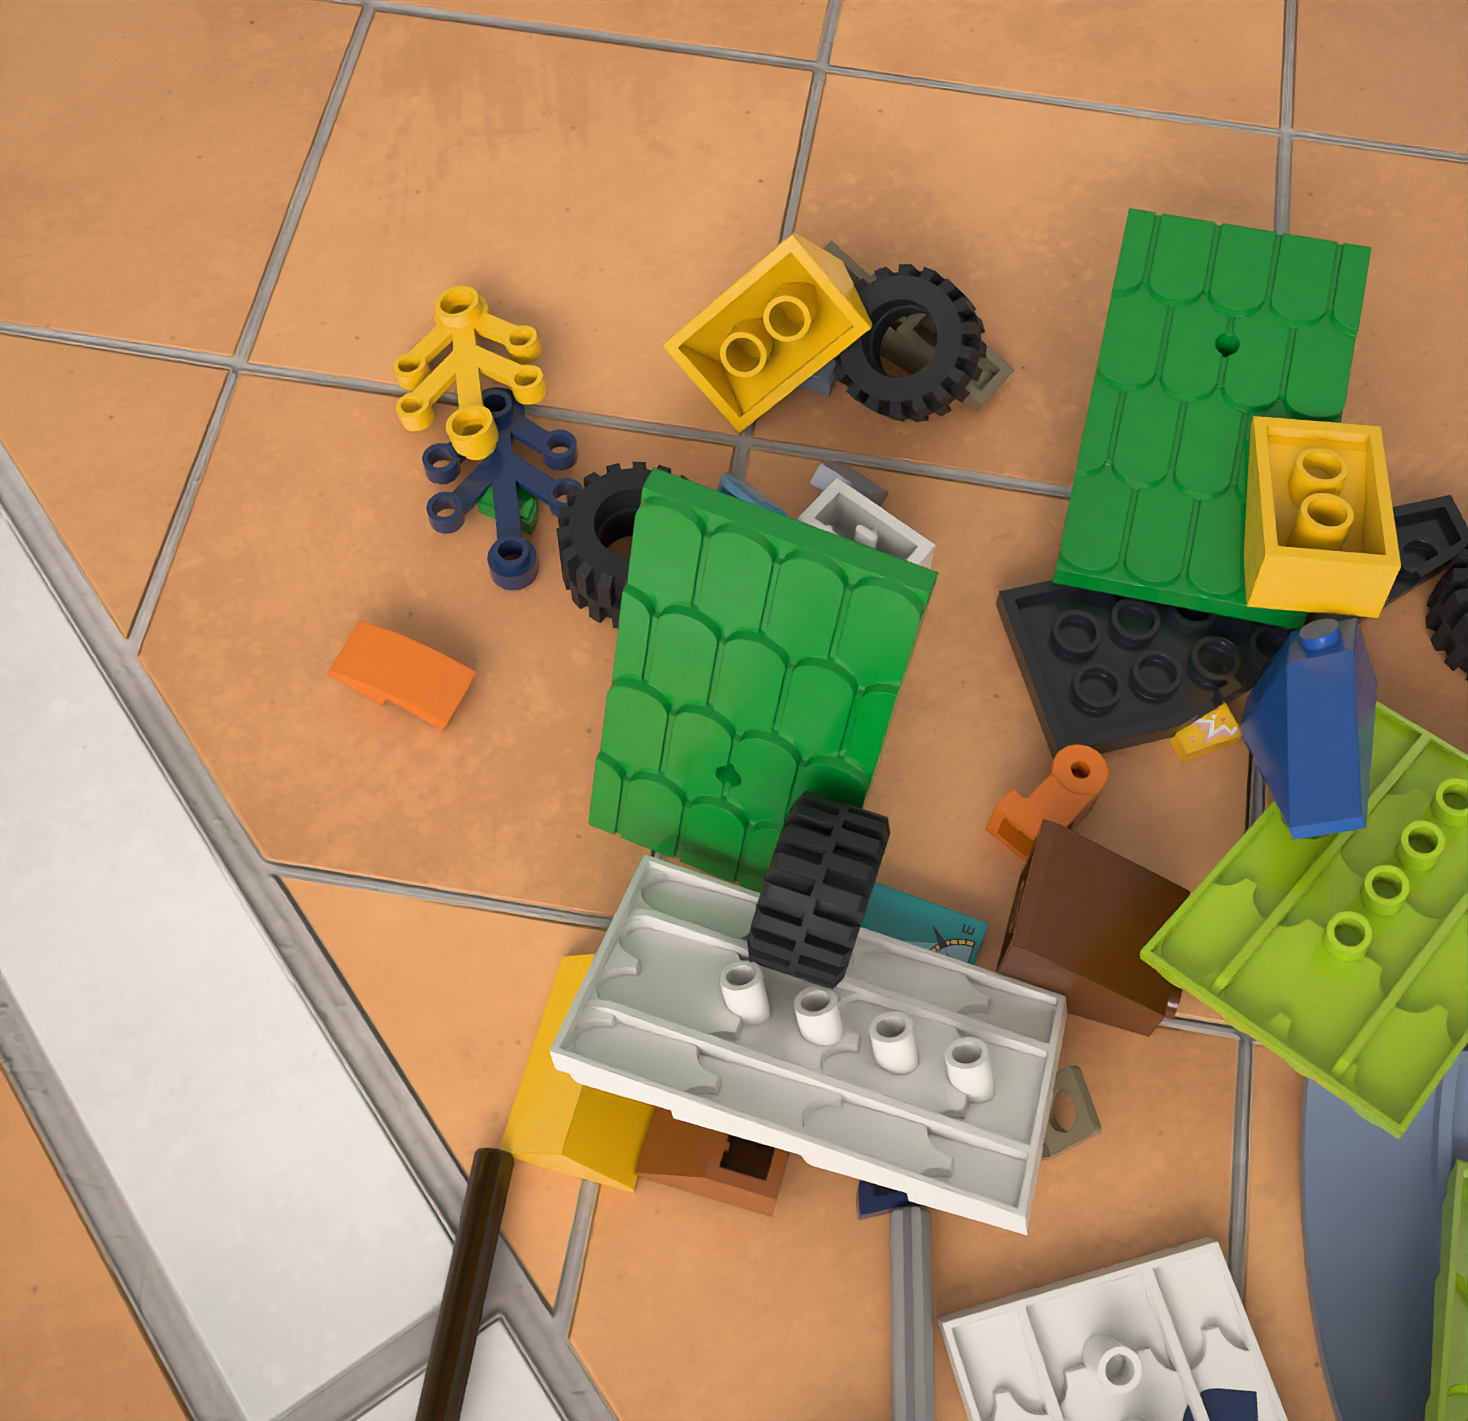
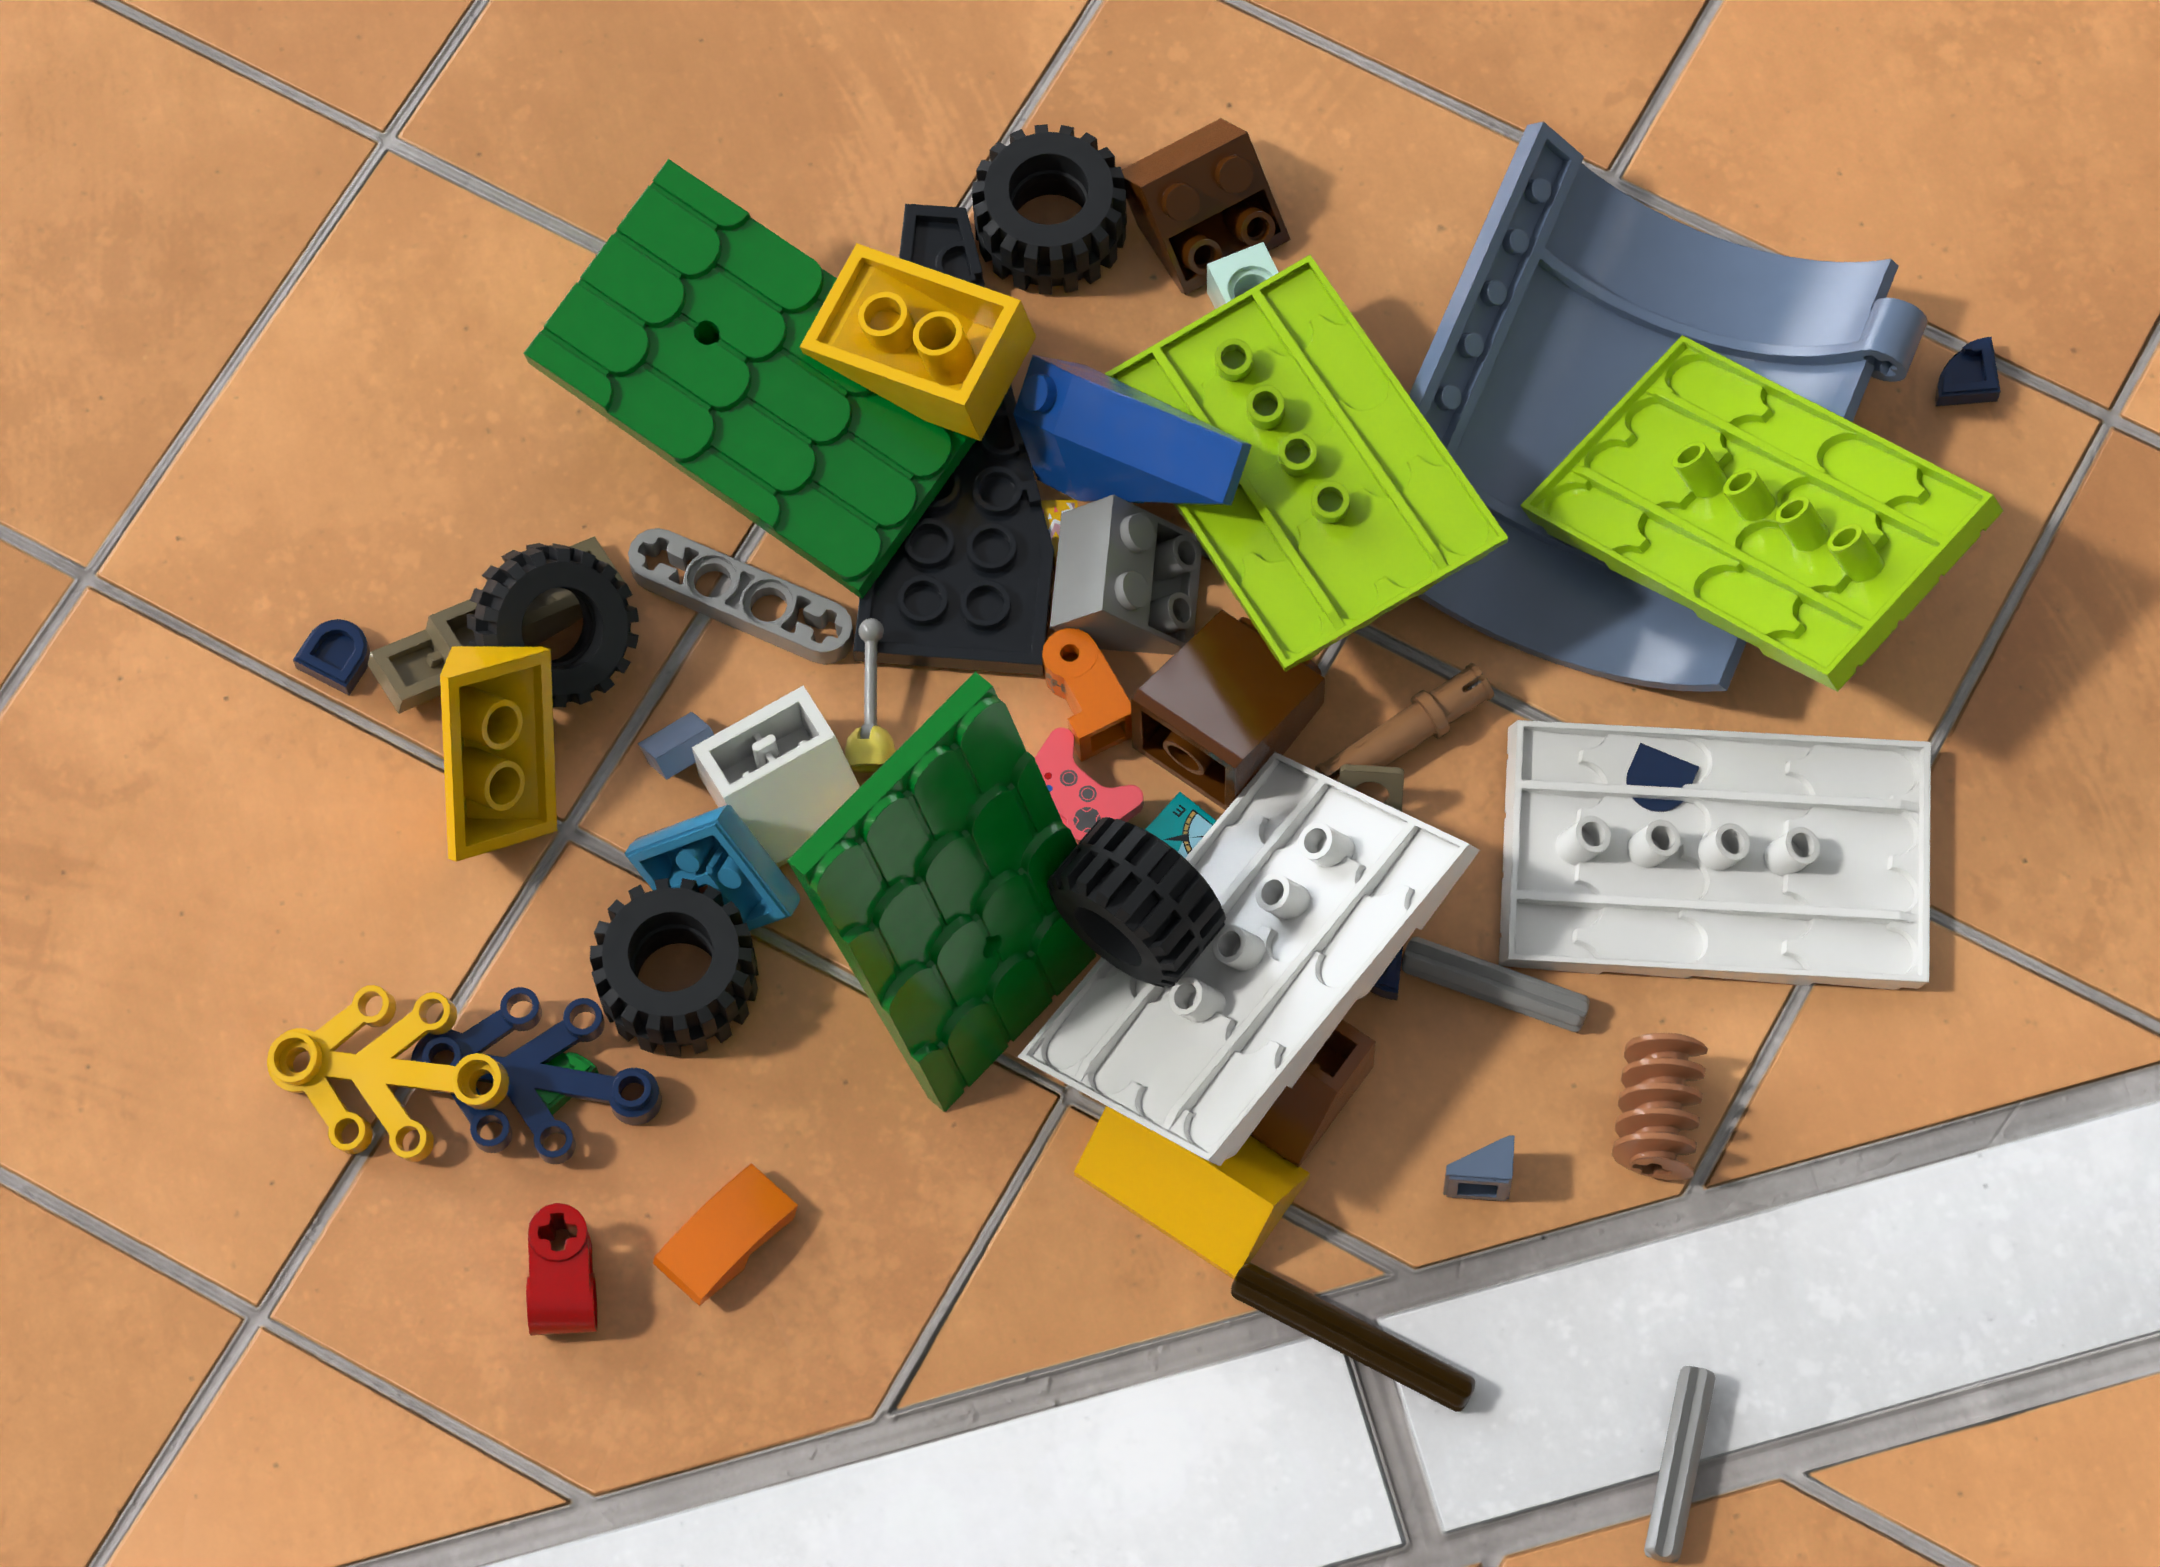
camera: 65 degrees left, 5 degrees up
(321, 557) = (560, 1283): none -> red piece
(688, 1381) = (1483, 1173): none -> sand blue slope
(827, 224) = (335, 654): none -> dark blue tile
(936, 824) = (1076, 794): none -> coral piece
(1018, 495) = (737, 602): none -> light grey beam
(1021, 595) = (870, 744): none -> hinge
(1163, 1133) = (1425, 718): none -> medium nougat pin
(1182, 796) = (1126, 578): none -> light grey slope

